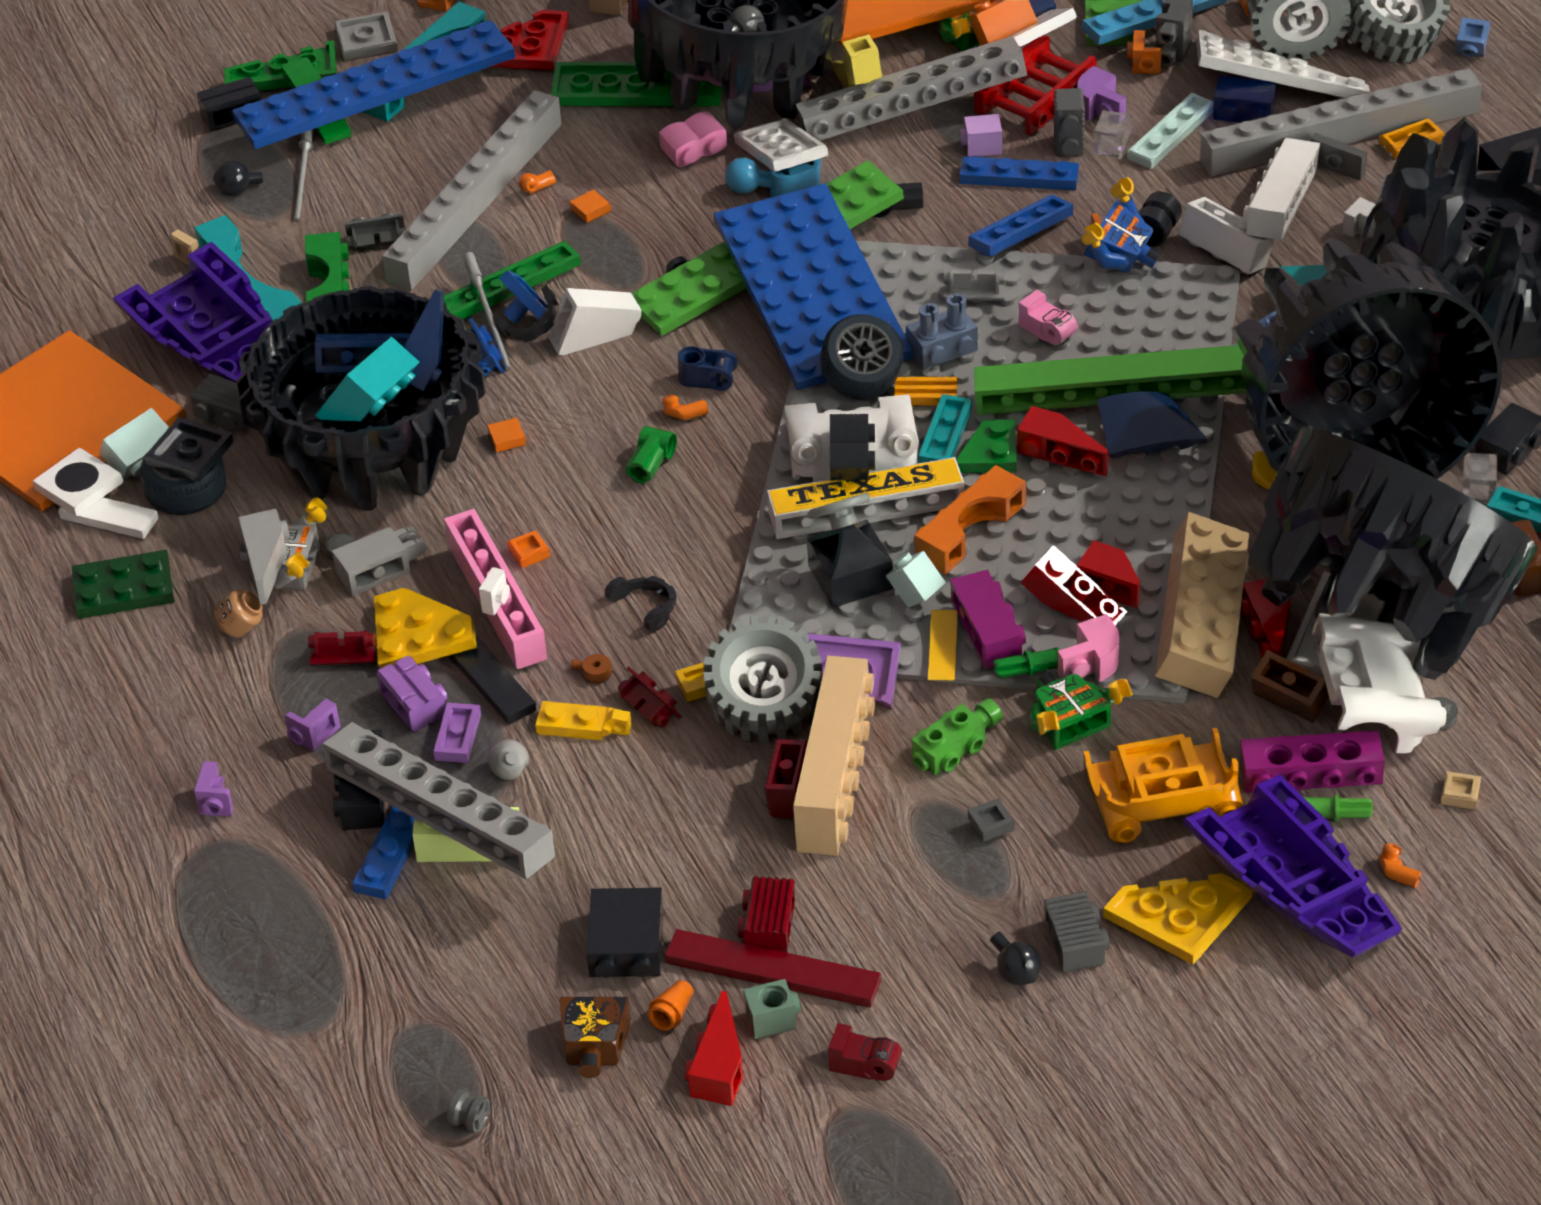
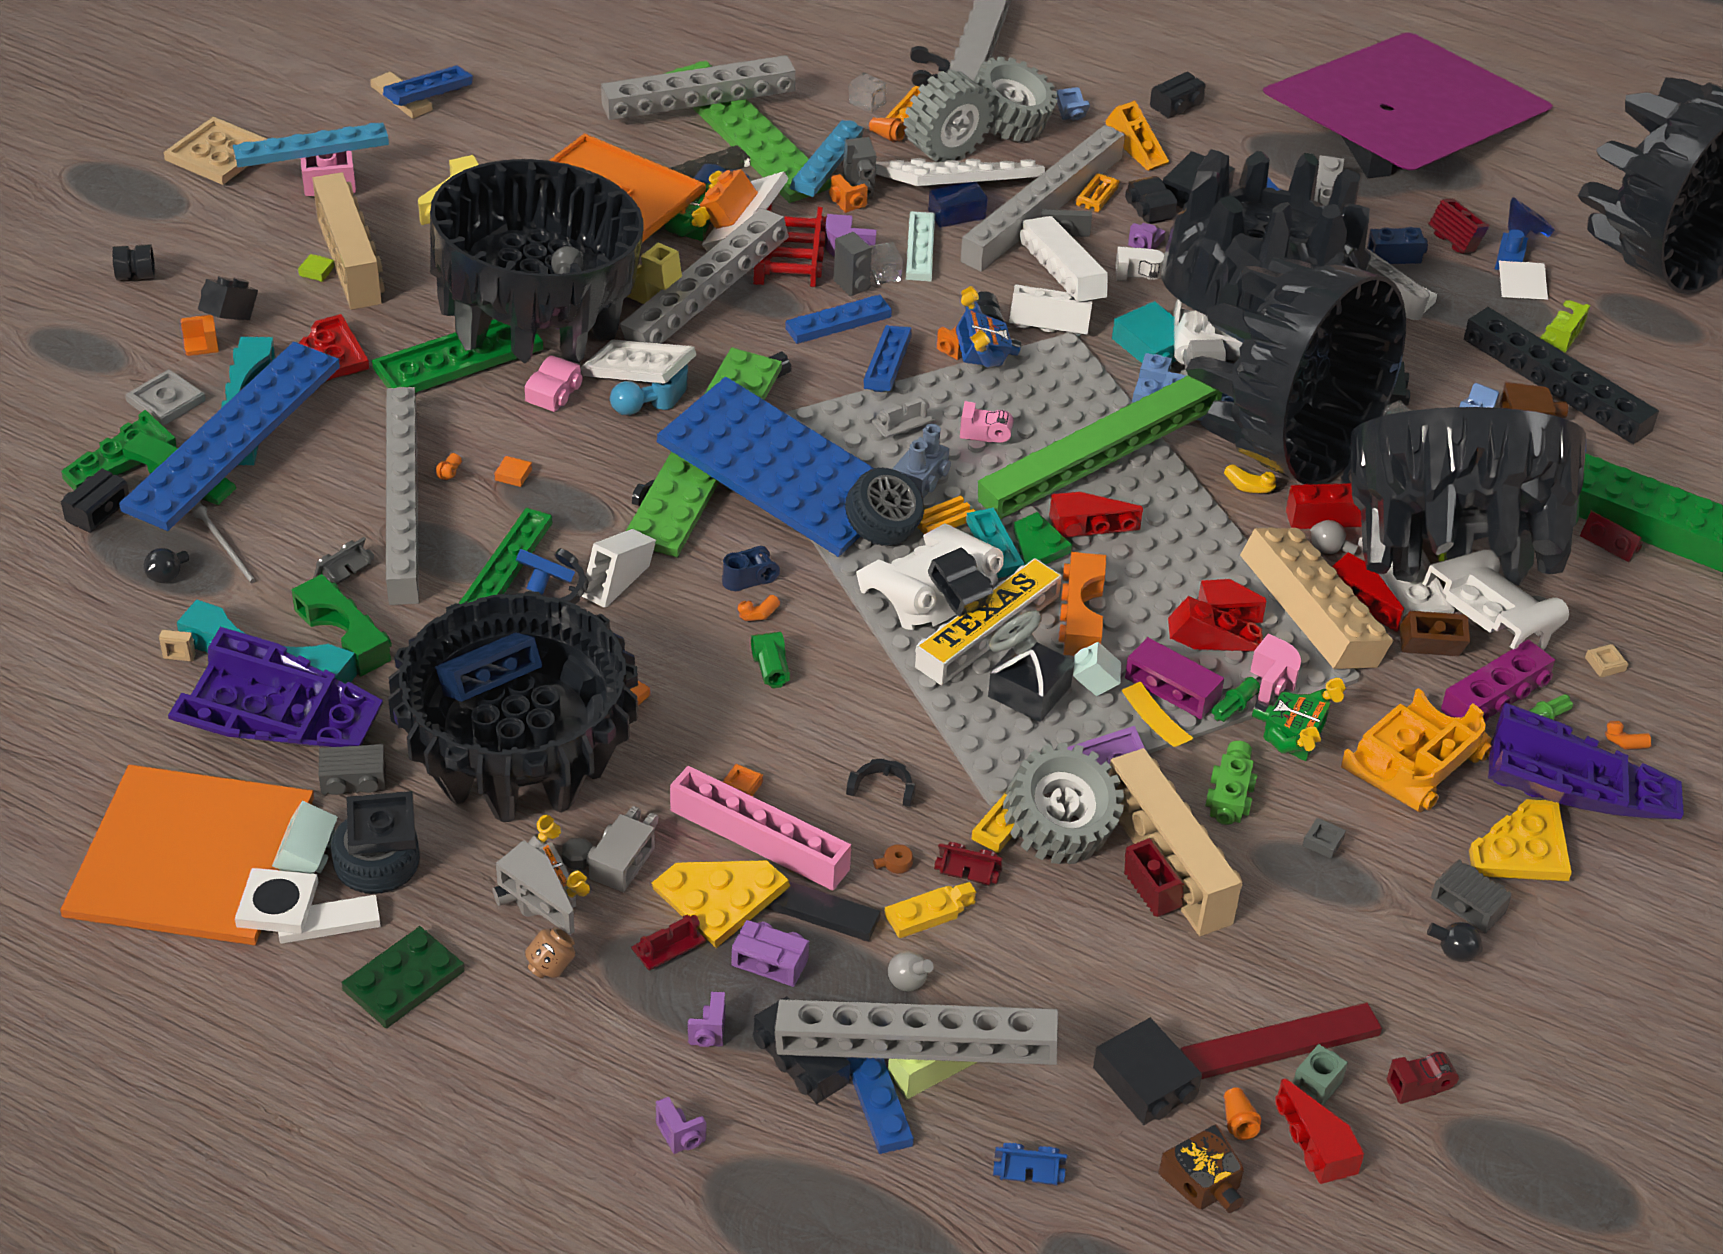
camera: 40 degrees left, 0 degrees up
(371, 384) = (547, 690): teal slope -> none
(427, 342) = (556, 638): dark blue slope -> none
(457, 732) = (840, 968): medium lavender plate -> none
(468, 962) = (1043, 1162): none -> blue hinge
(476, 279) = (484, 568): light grey piece -> none
(494, 591) = (788, 828): white plate -> none
(769, 913) = (1241, 997): dark red brick -> none
(982, 135) = (787, 298): lavender brick -> none
(1145, 423) = (1140, 475): dark blue slope -> none
(1506, 93) = (1139, 137): none -> light orange slope

